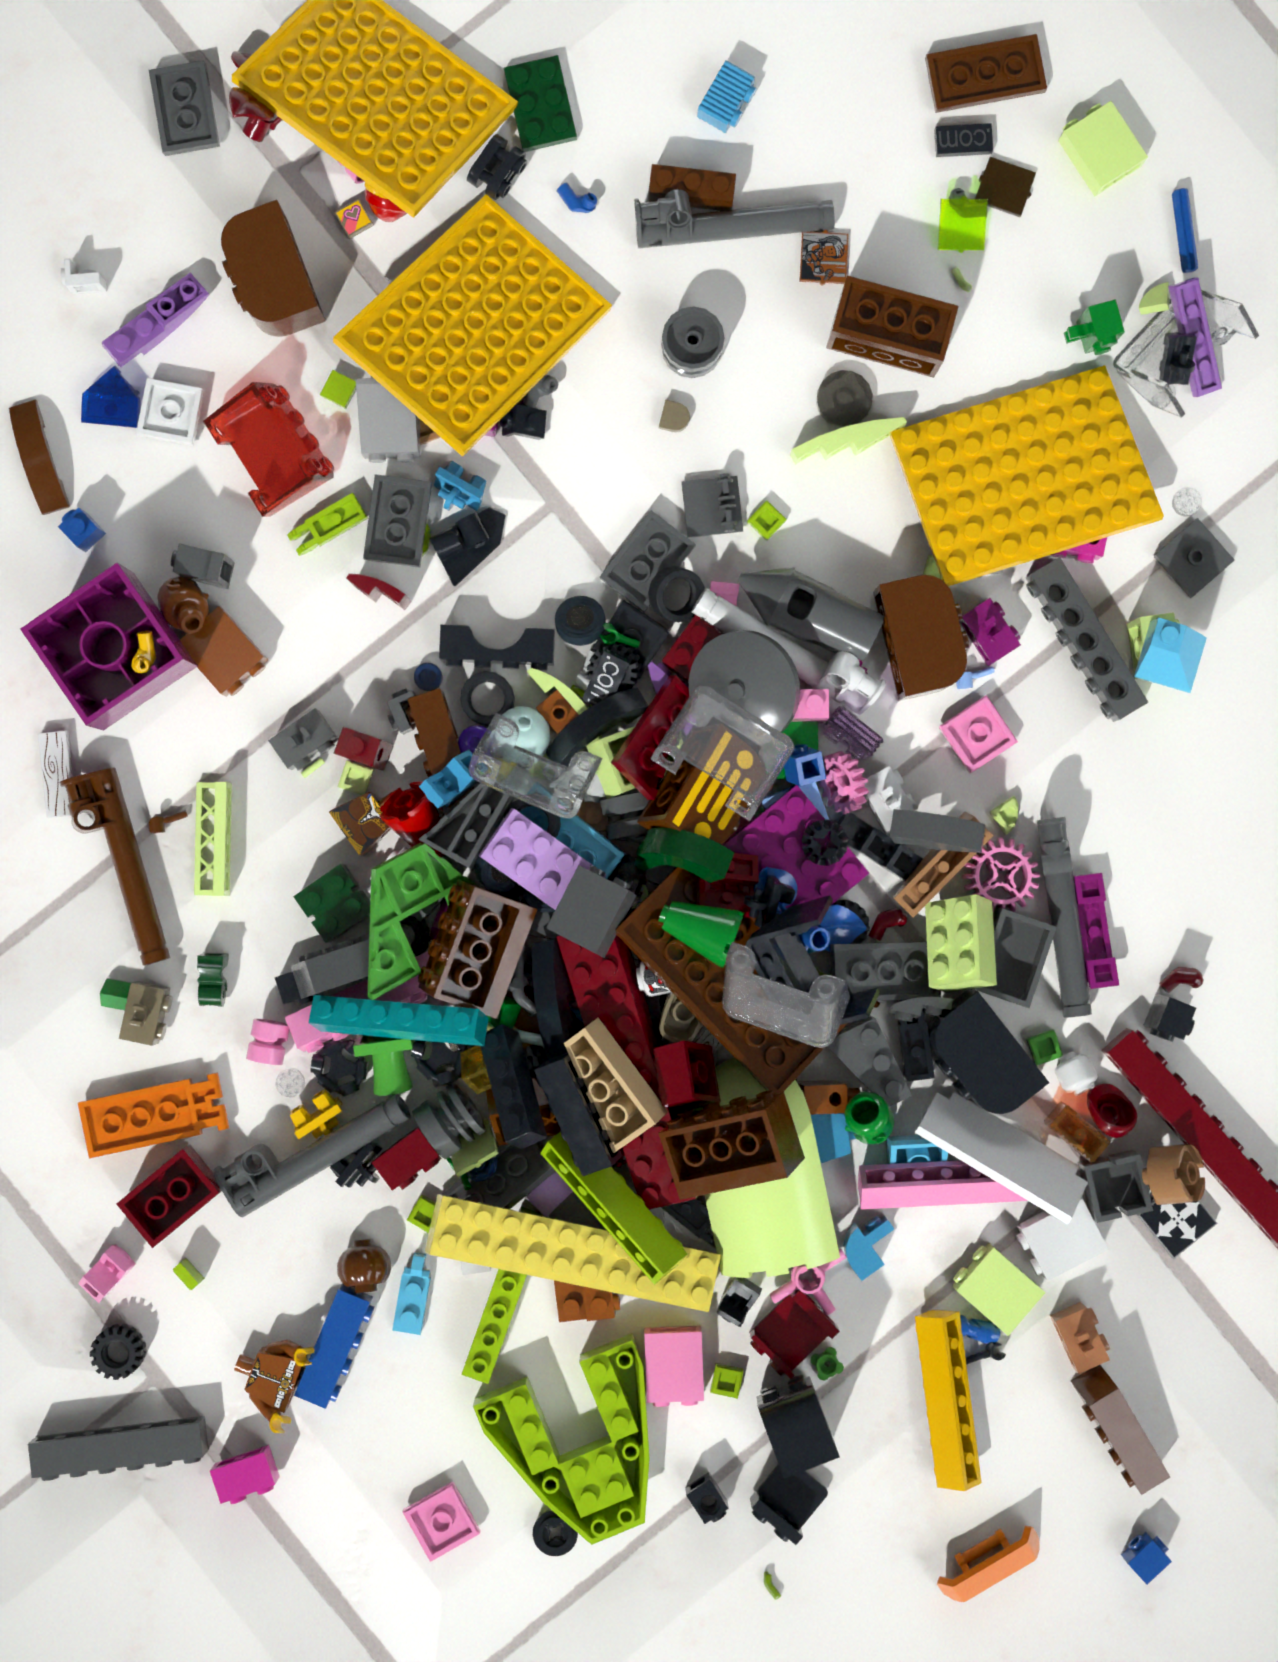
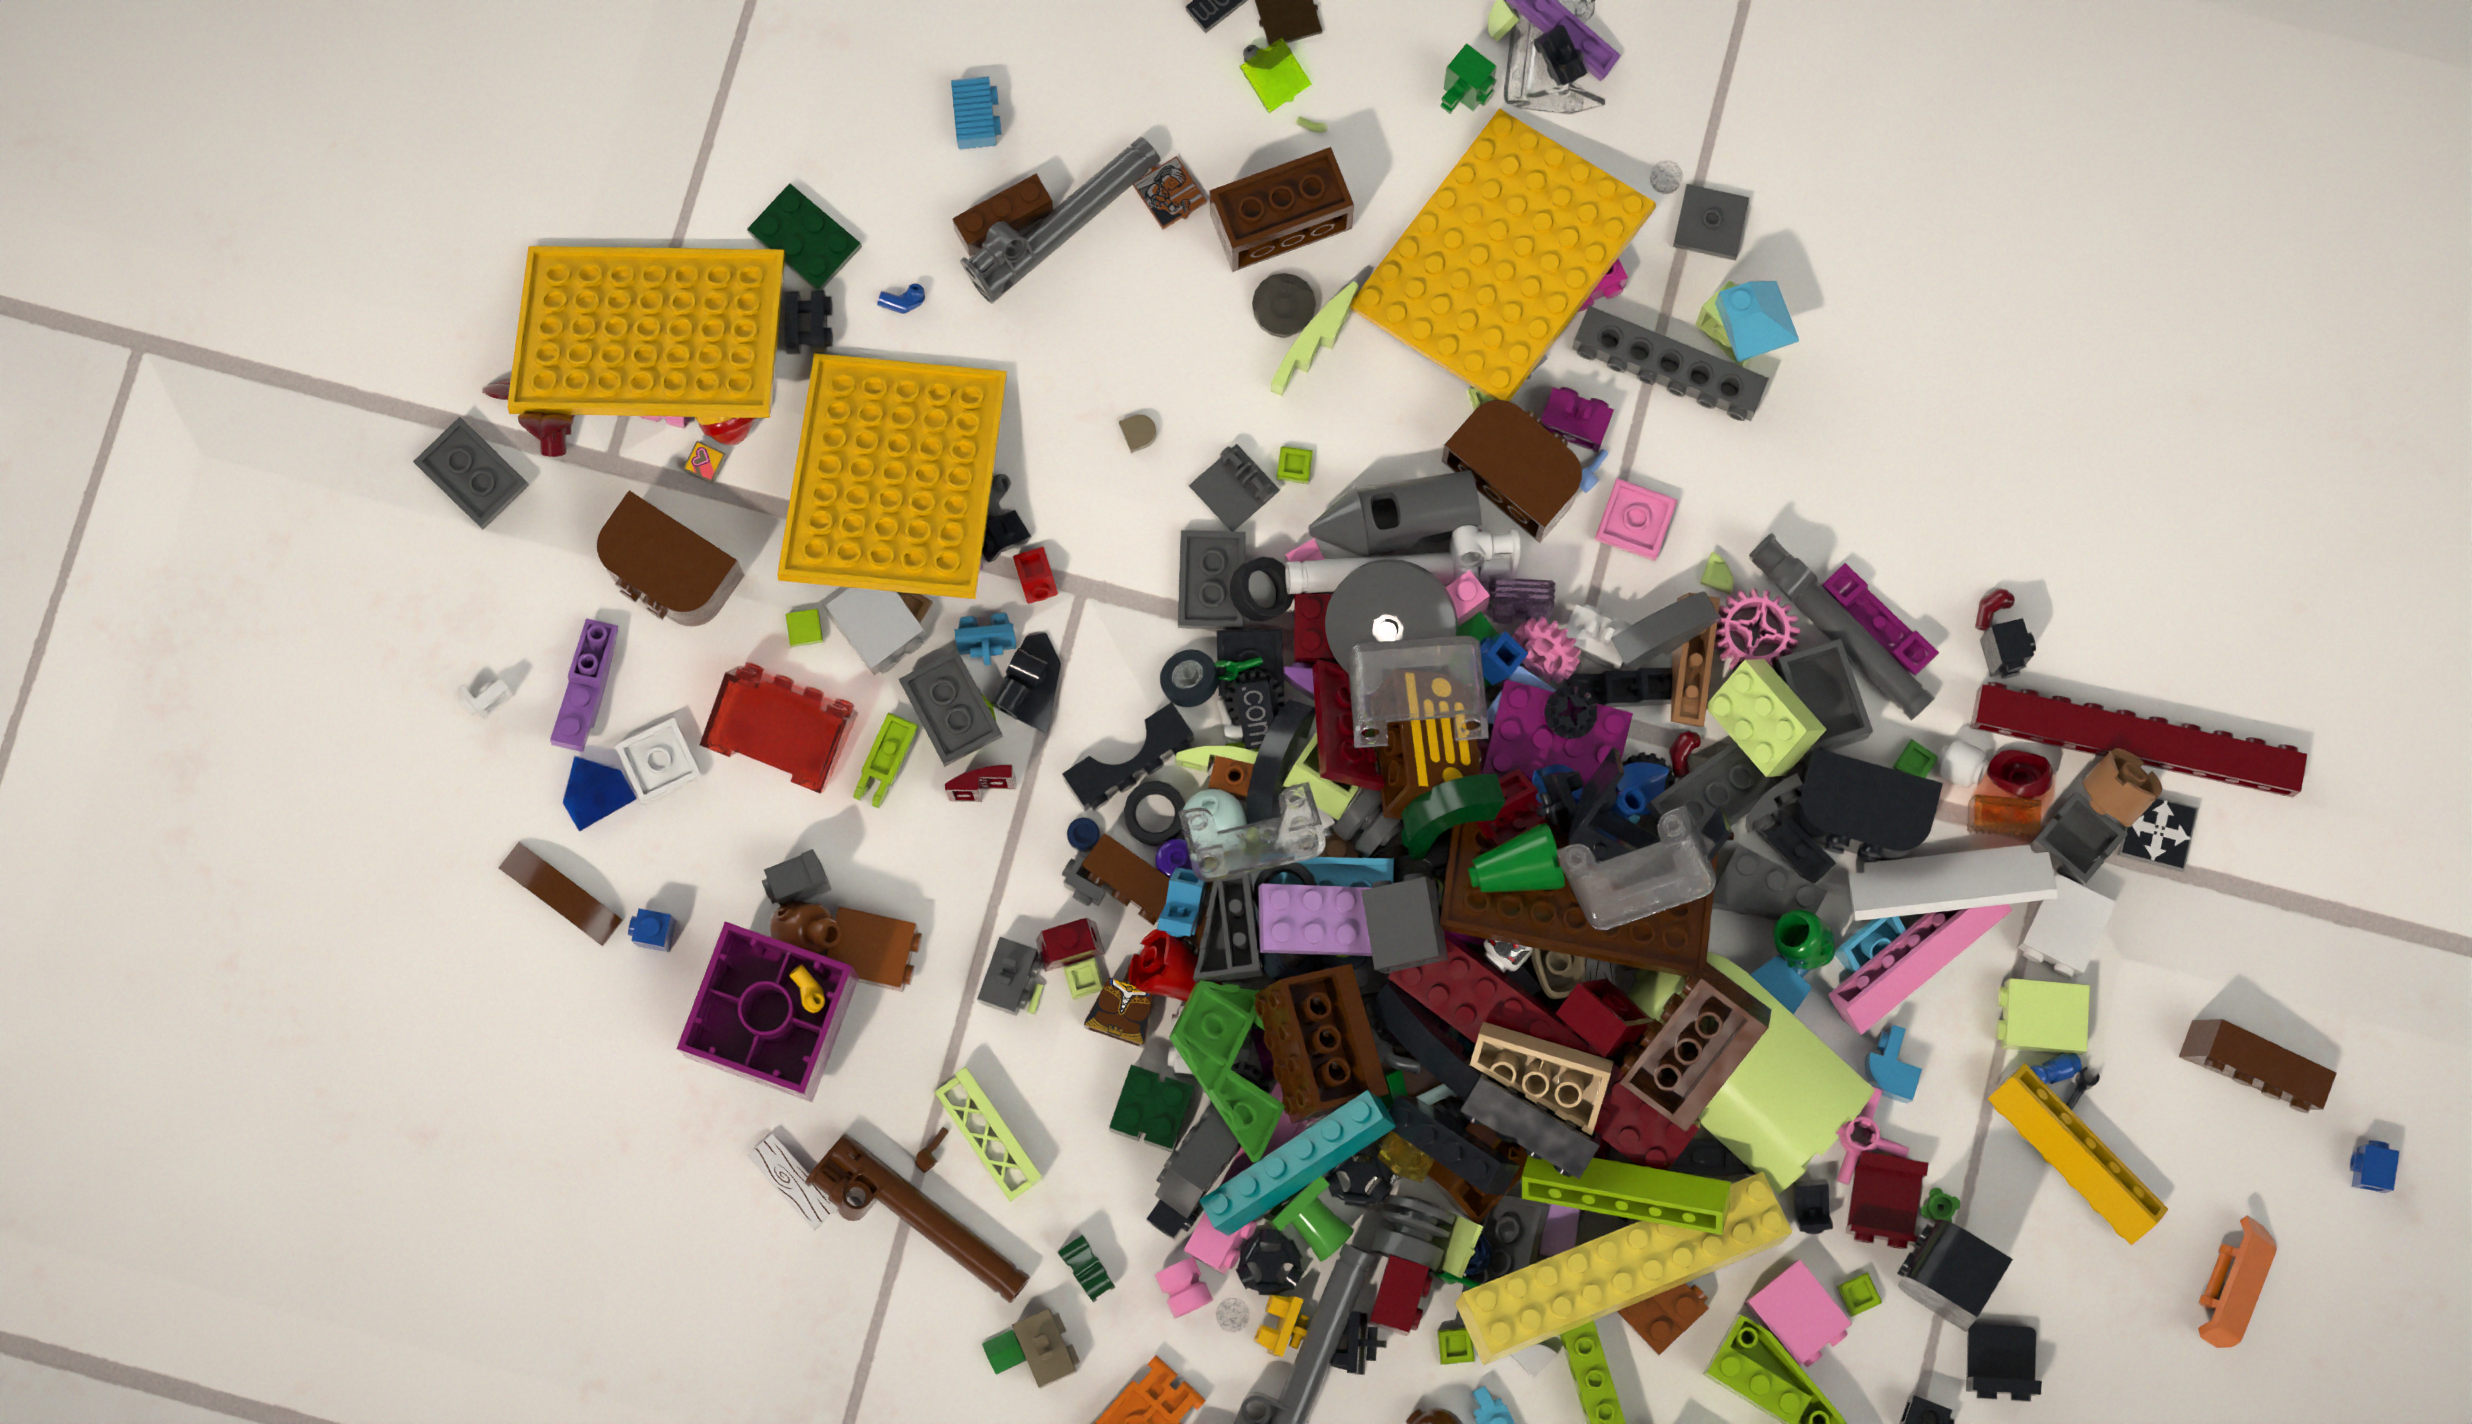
camera: 35 degrees left, 10 degrees down
(526, 468) = (1035, 575): none -> red bracket
(692, 325) = (1110, 370): dark grey wheel -> none
(818, 1094) = (1751, 949): dark orange torso -> none
(1080, 1338) = (2155, 1005): nougat brick -> none

